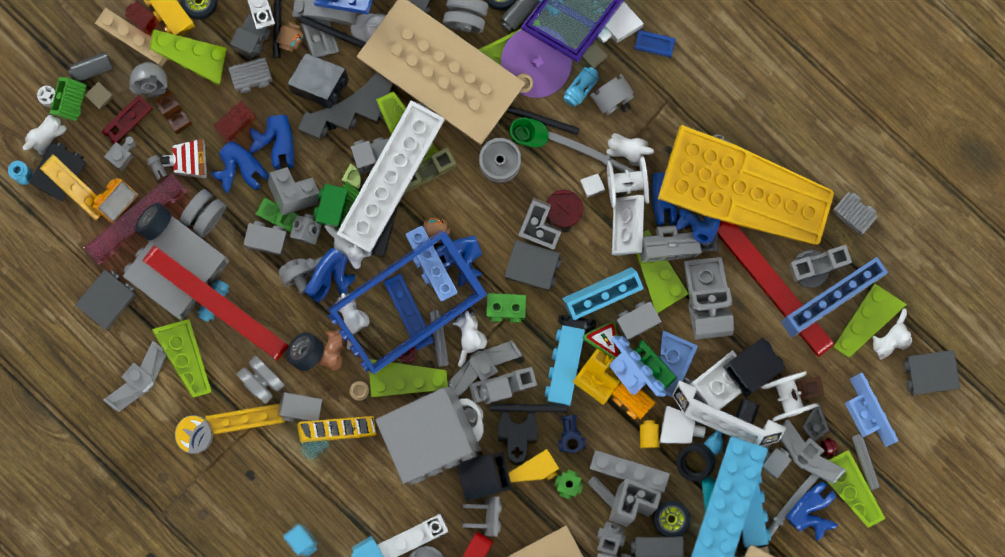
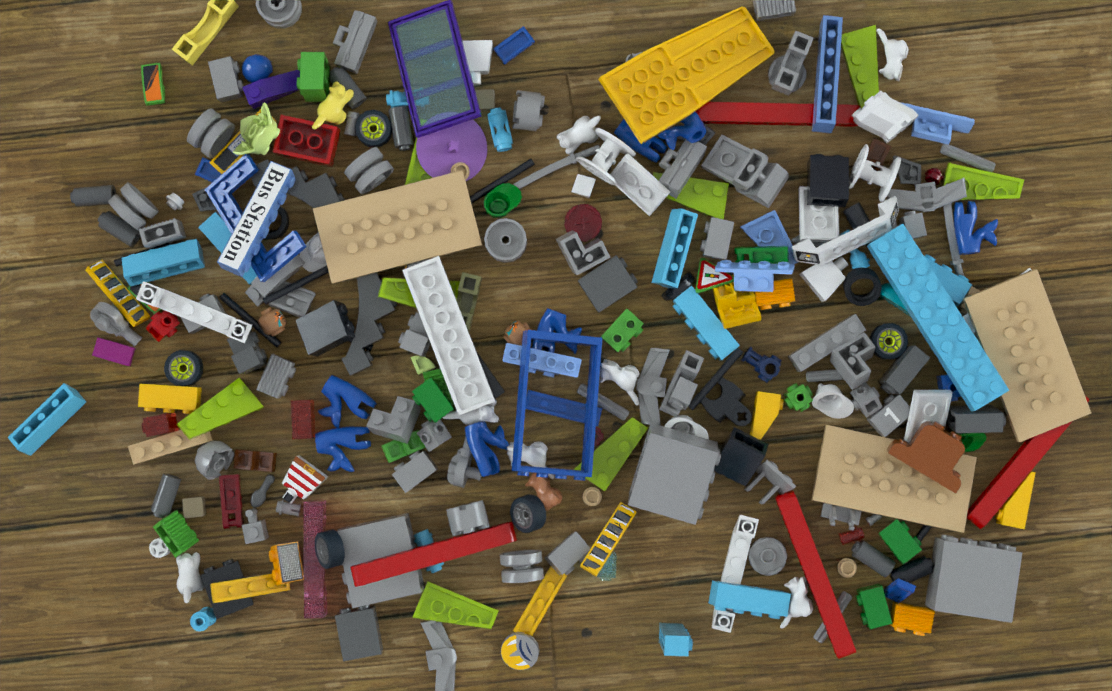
camera: 45 degrees left, 5 degrees up
(149, 138) = (259, 495): none -> dark grey piece
(202, 213) = (354, 504): light grey wheel -> none
(263, 307) = (467, 518): none -> light grey brick
(587, 513) = (832, 402): none -> white piece
(649, 434) = (811, 304): yellow brick -> none
(839, 368) = (884, 116): none -> white brick
(931, 373) = (943, 50): dark grey brick -> none

